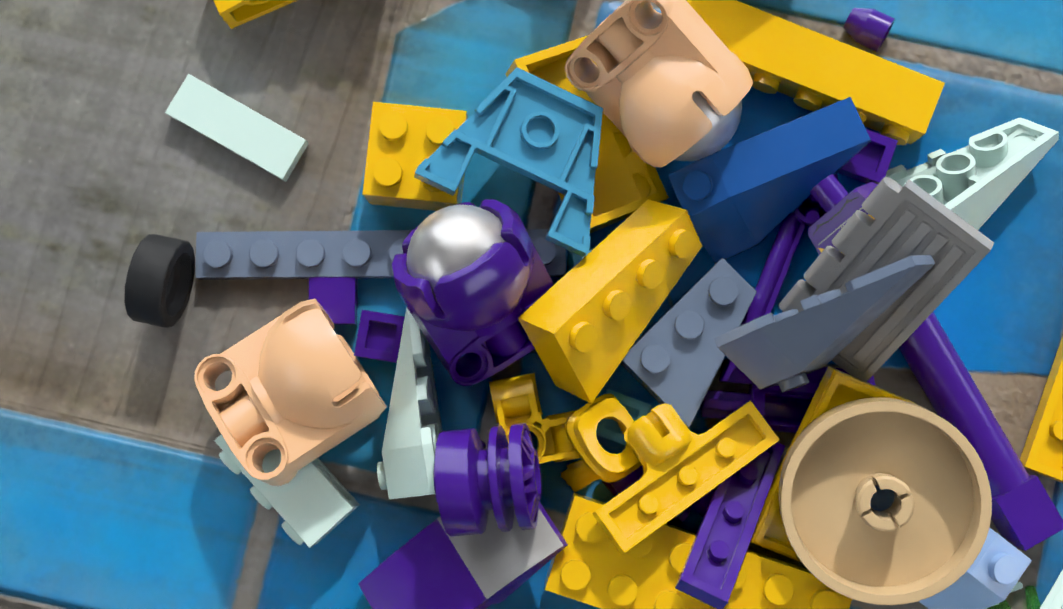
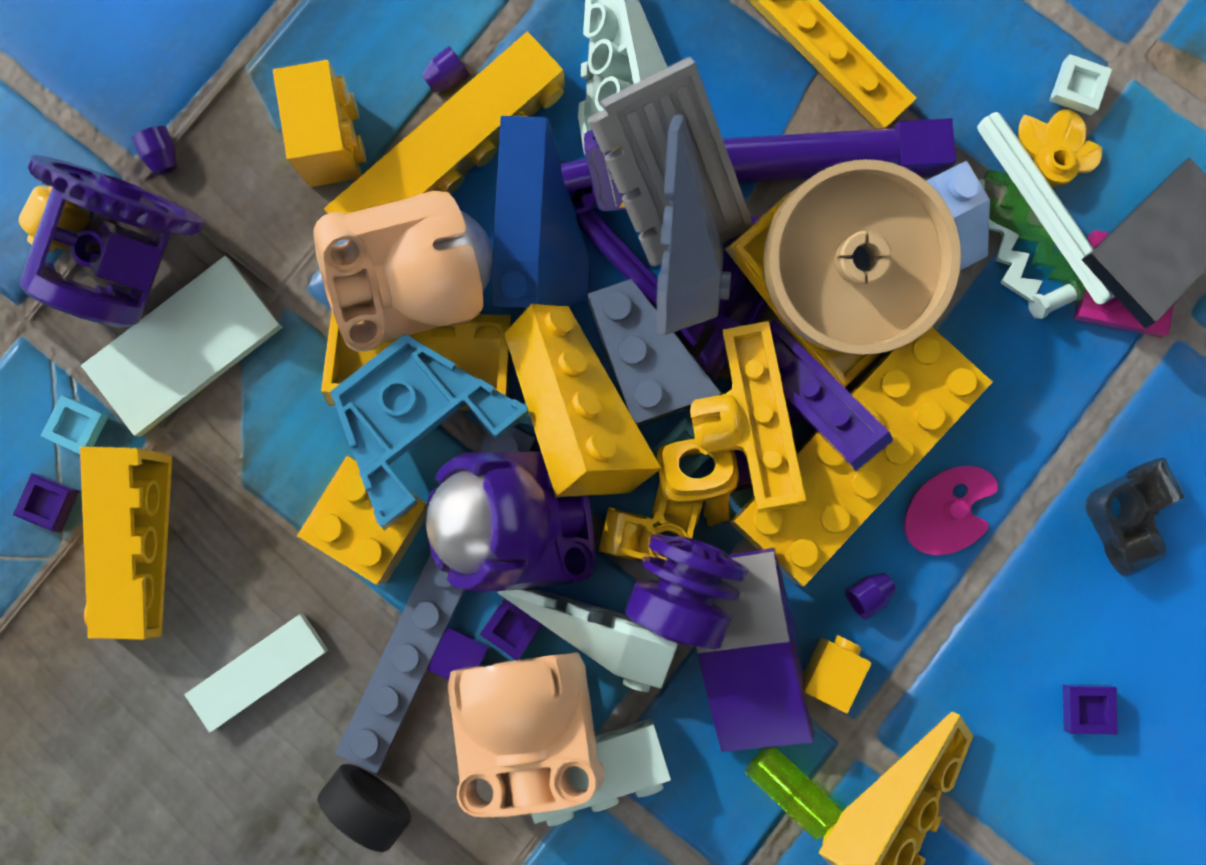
camera: 70 degrees left, 0 degrees up
(872, 161) = (565, 125): dark purple tile -> none

